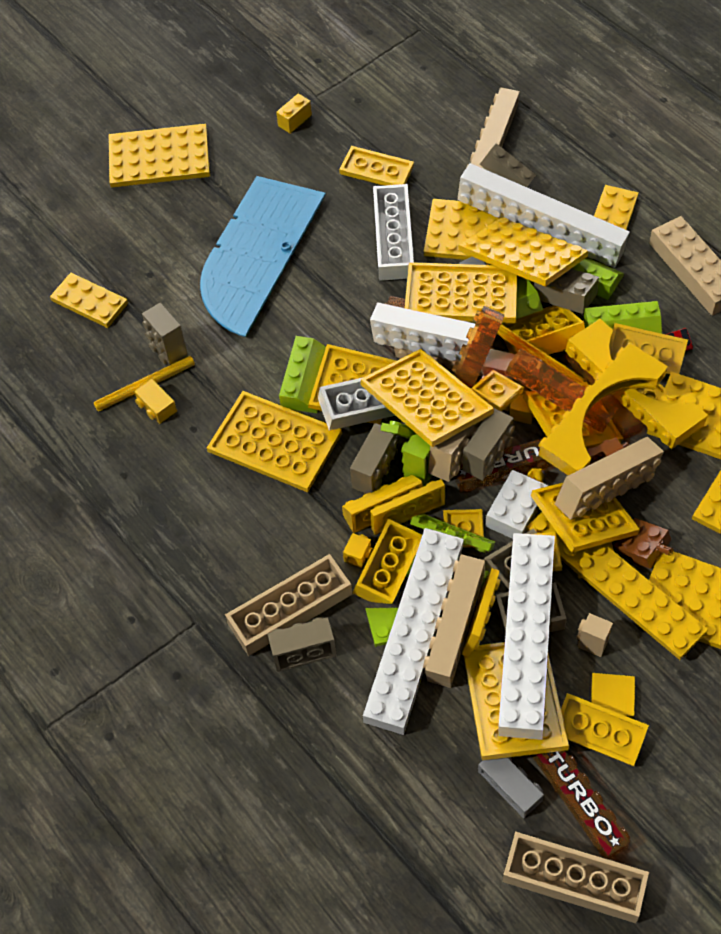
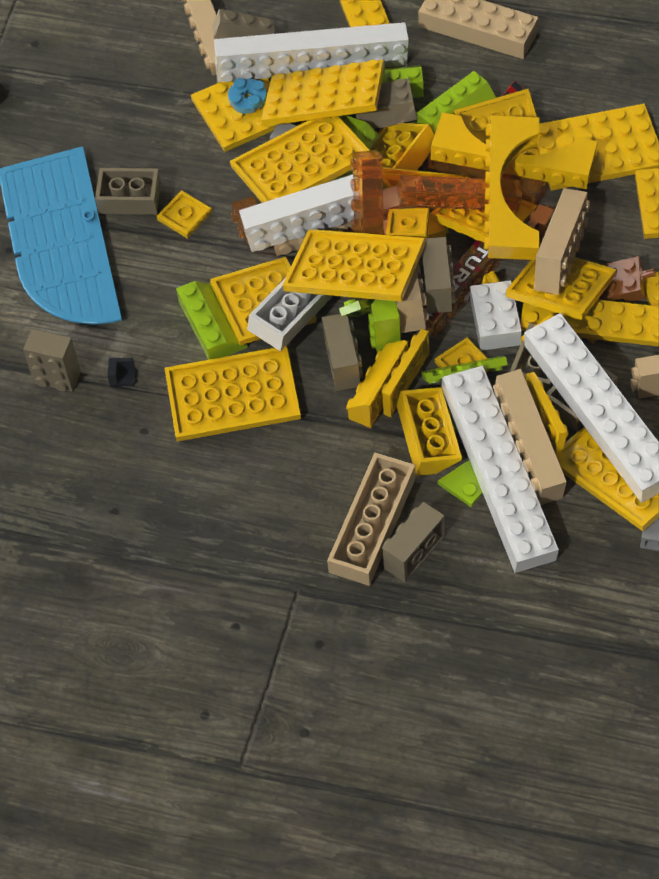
camera: 35 degrees left, 0 degrees up
(155, 401) = (88, 427): yellow brick -> none
(158, 376) = (60, 419): yellow axle -> none
(211, 375) = (121, 372): none -> black panel
(326, 243) = (128, 191): none -> dark tan brick
(355, 285) = (184, 214): none -> yellow tile
(357, 550) = (390, 437): yellow brick -> none
(376, 167) = (112, 96): yellow plate -> none
(393, 231) = (182, 144): white brick -> none
(466, 214) = (247, 86): none -> dark azure plate

